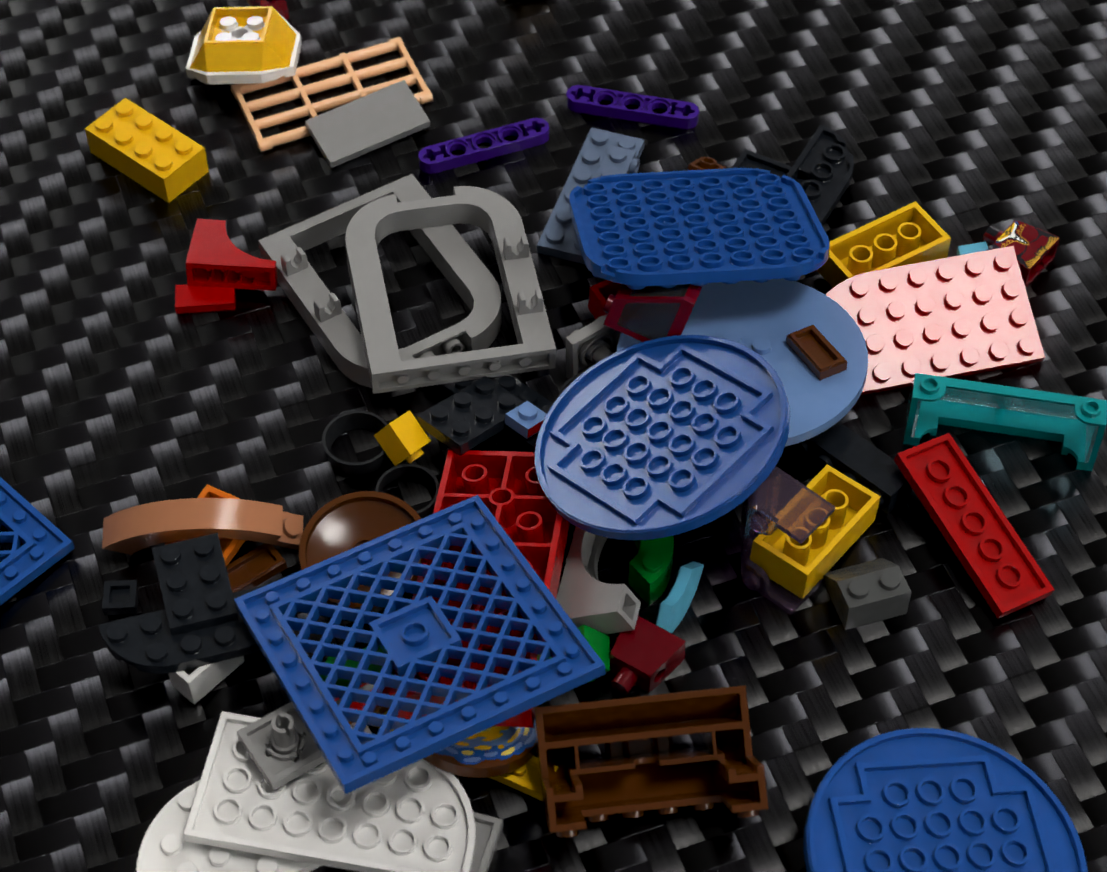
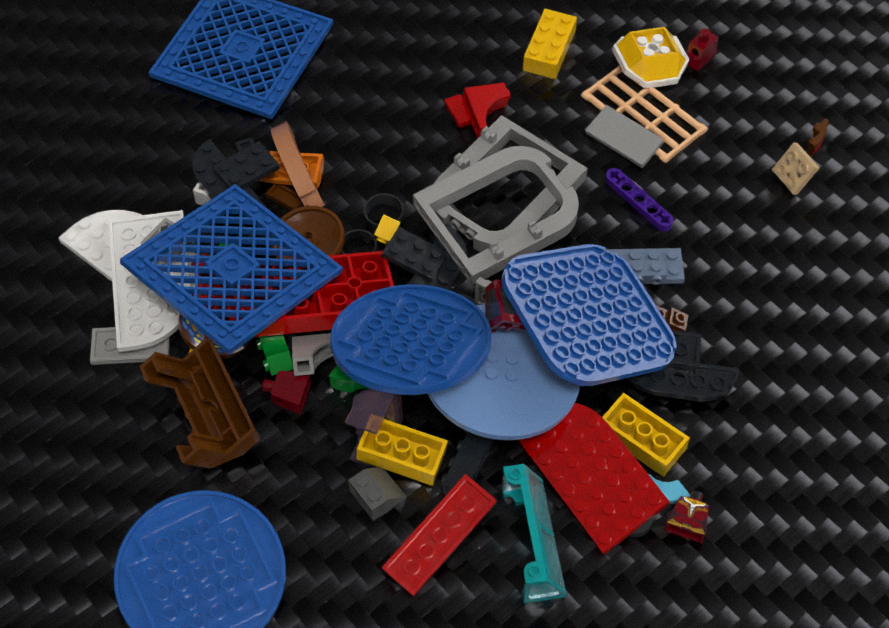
camera: 70 degrees right, 5 degrees up
(525, 419) = (418, 277): medium blue plate -> none
(642, 114) = (712, 272): dark purple beam -> none
(681, 595) = (331, 397): medium azure tile -> none
(816, 352) = (515, 405): reddish brown tile -> none

